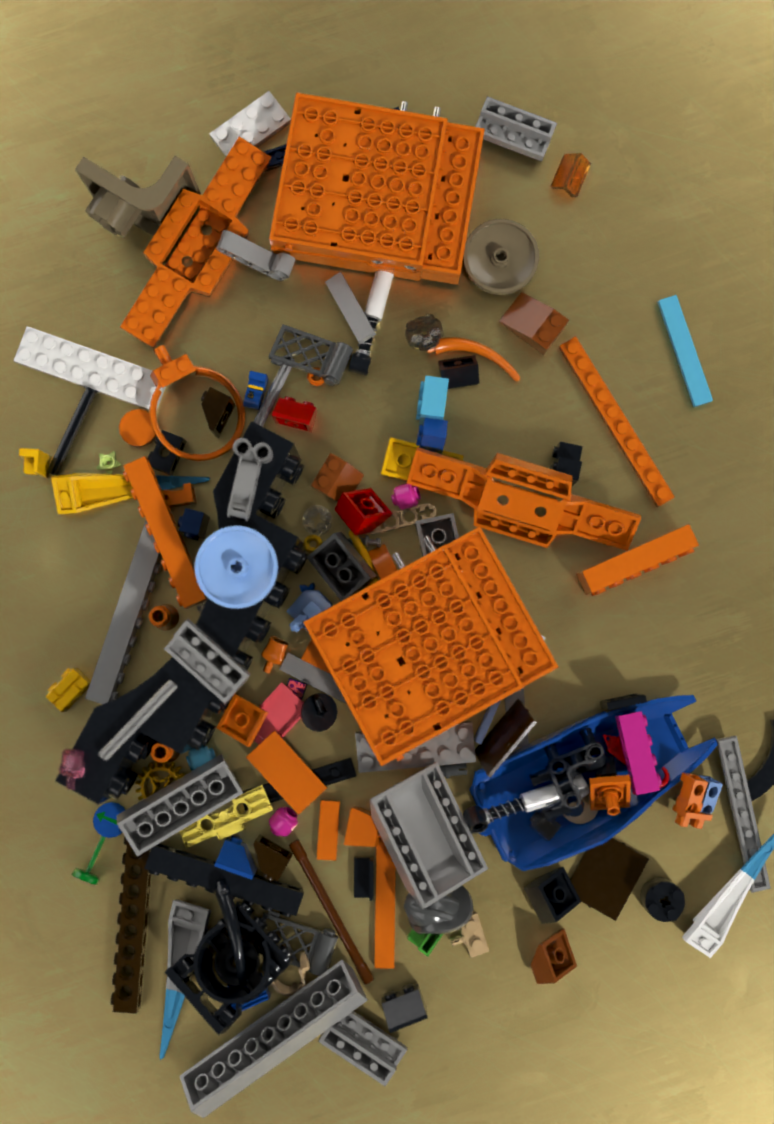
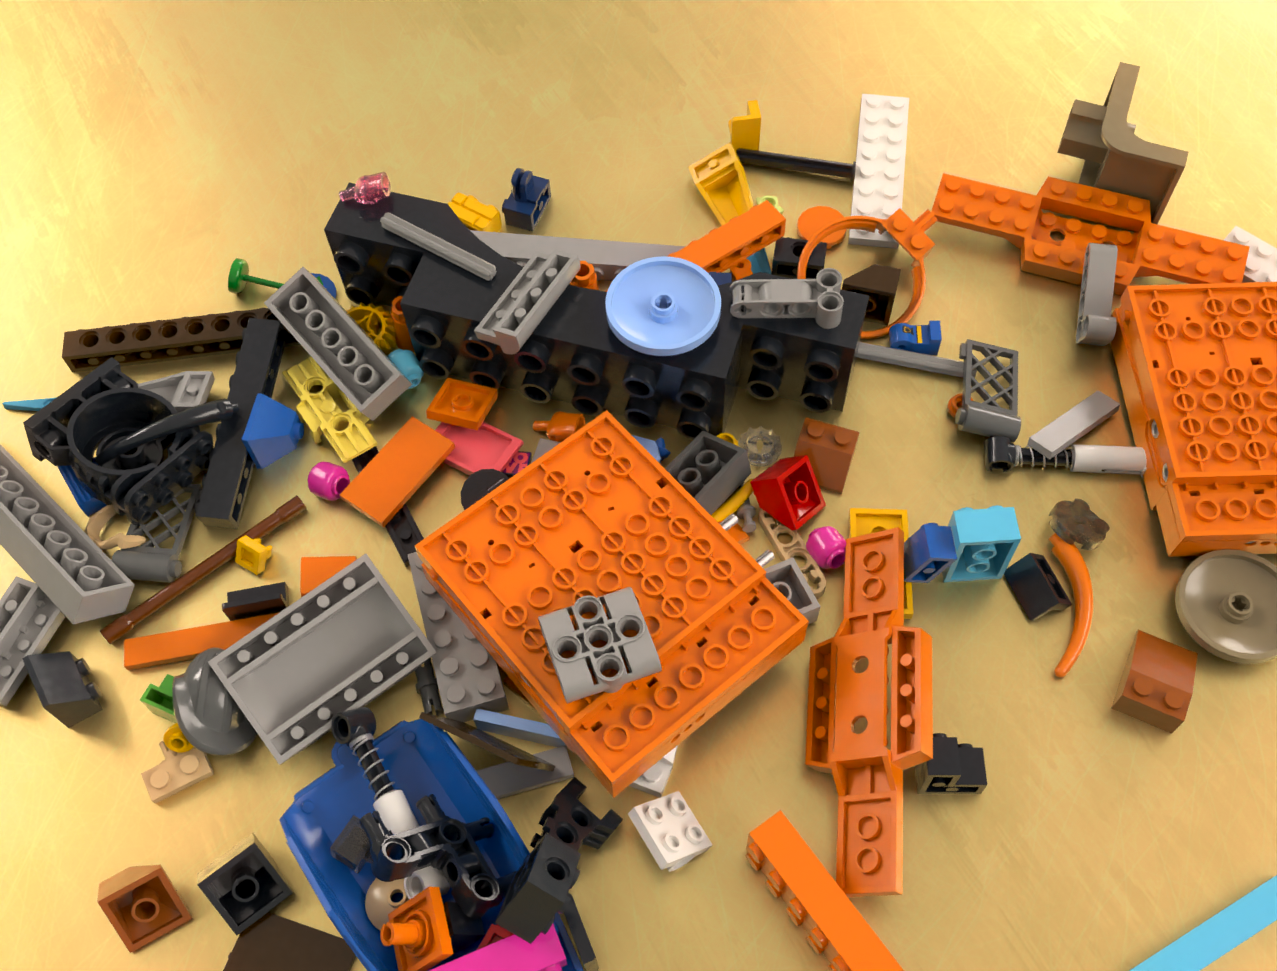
camera: 80 degrees right, 25 degrees down
(62, 644) = (527, 200): none -> dark blue brick
(271, 858) = (276, 469): dark brown slope -> none
(295, 414) = (899, 385): red slope -> none
(328, 830) = (322, 542): orange tile -> none
(329, 879) = (252, 554): none -> yellow tile
(456, 935) = (176, 740): none -> yellow plate
(495, 678) = (623, 615): none -> light grey connector
(570, 637) = (670, 830): none -> white plate
(599, 713) = (551, 868): none -> black brick
(616, 421) = (1042, 848): orange plate -> none

